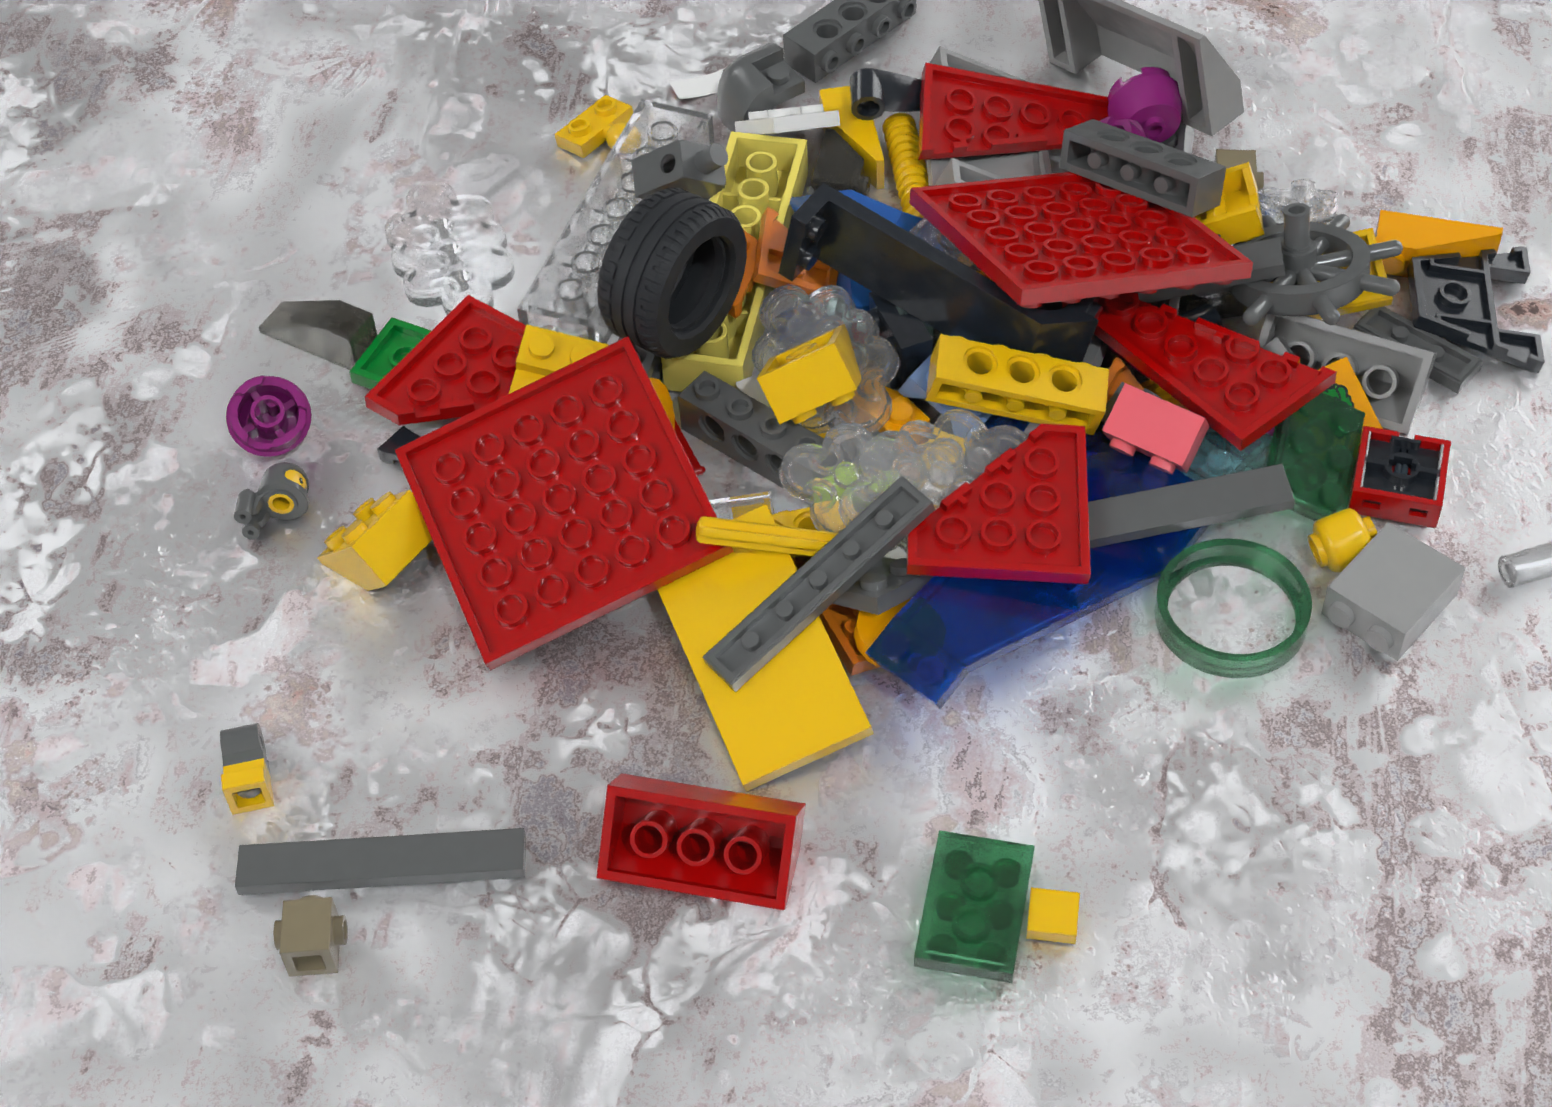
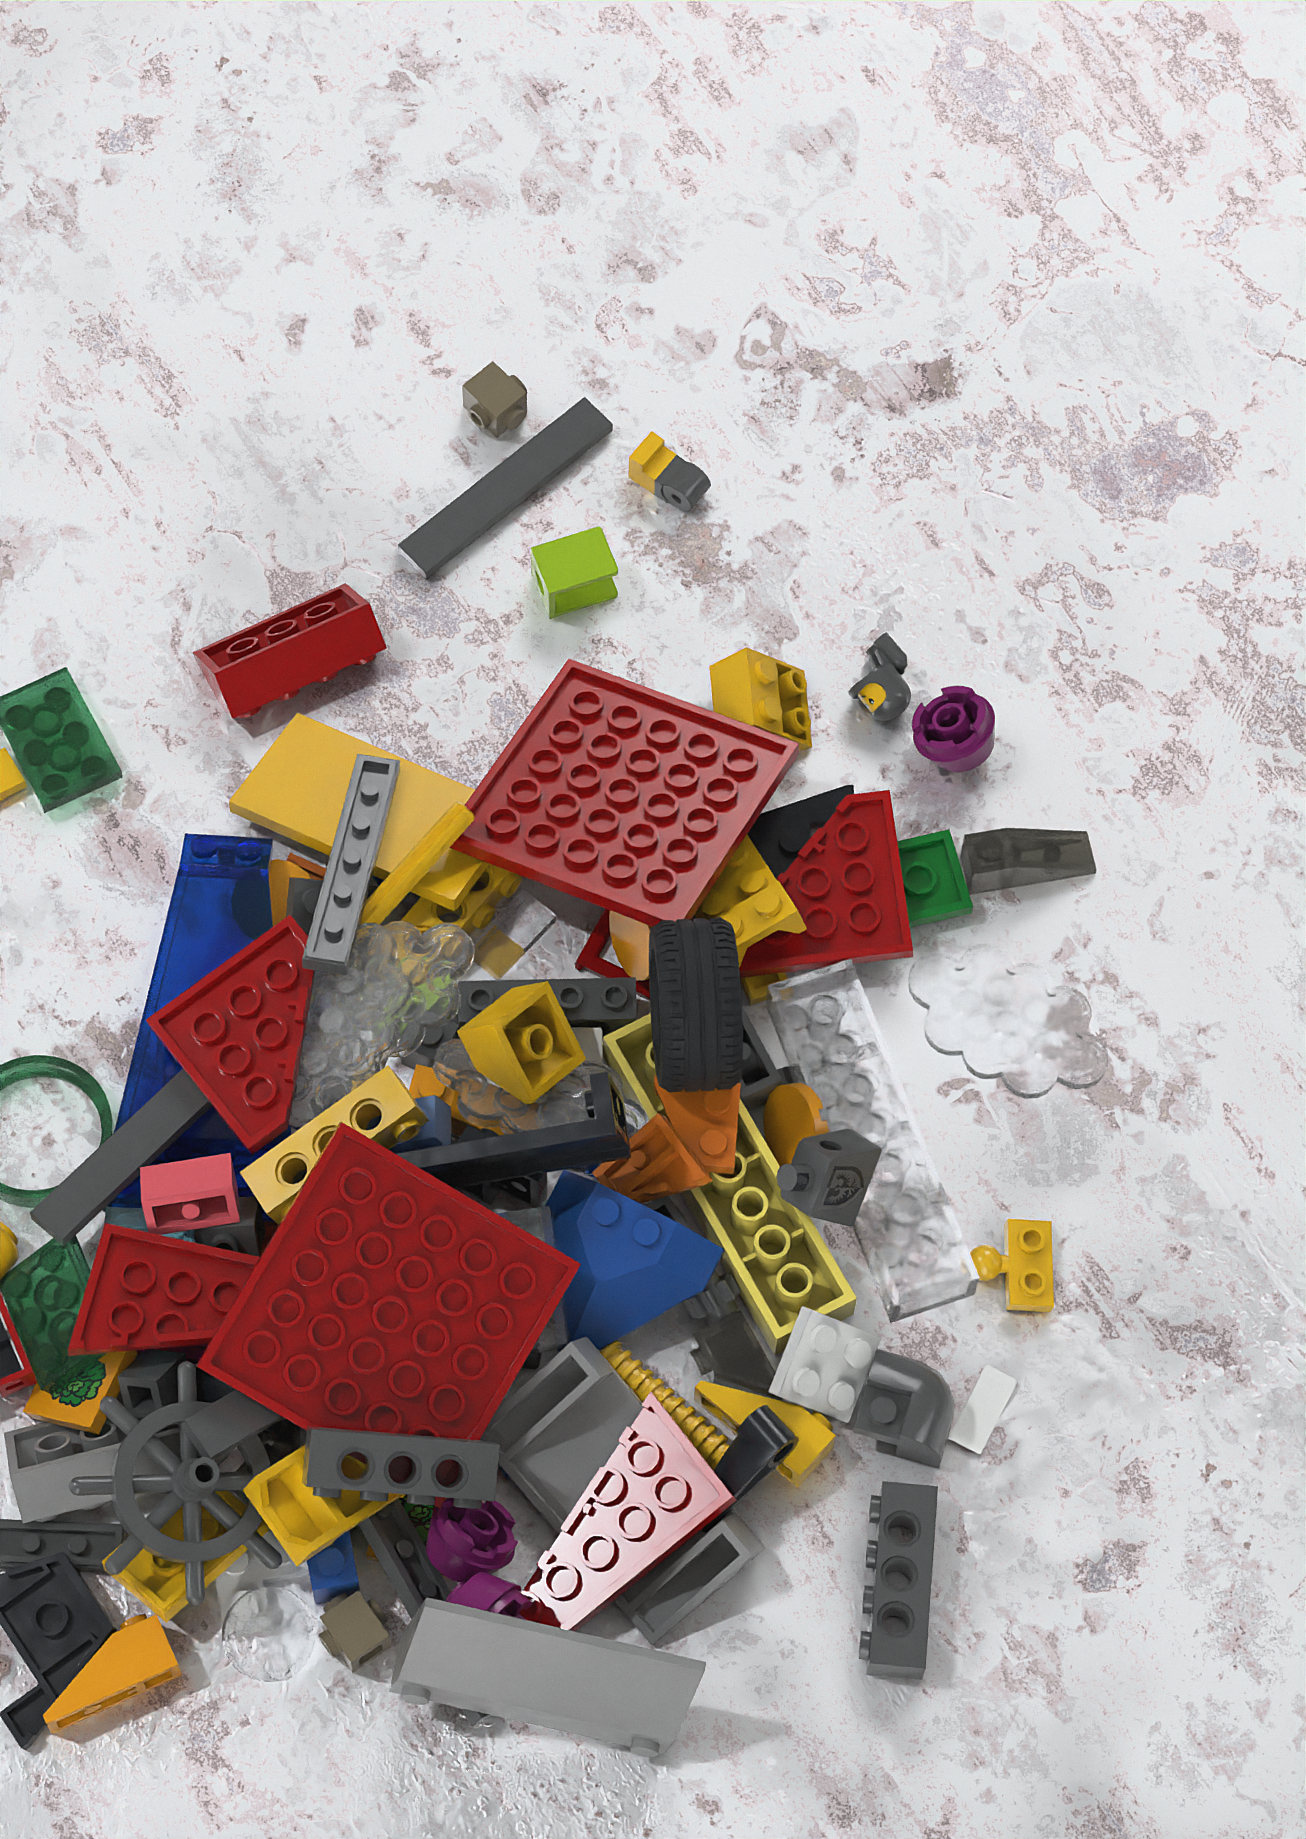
camera: 135 degrees right, 15 degrees up
(408, 731) = (574, 572): none -> lime piece

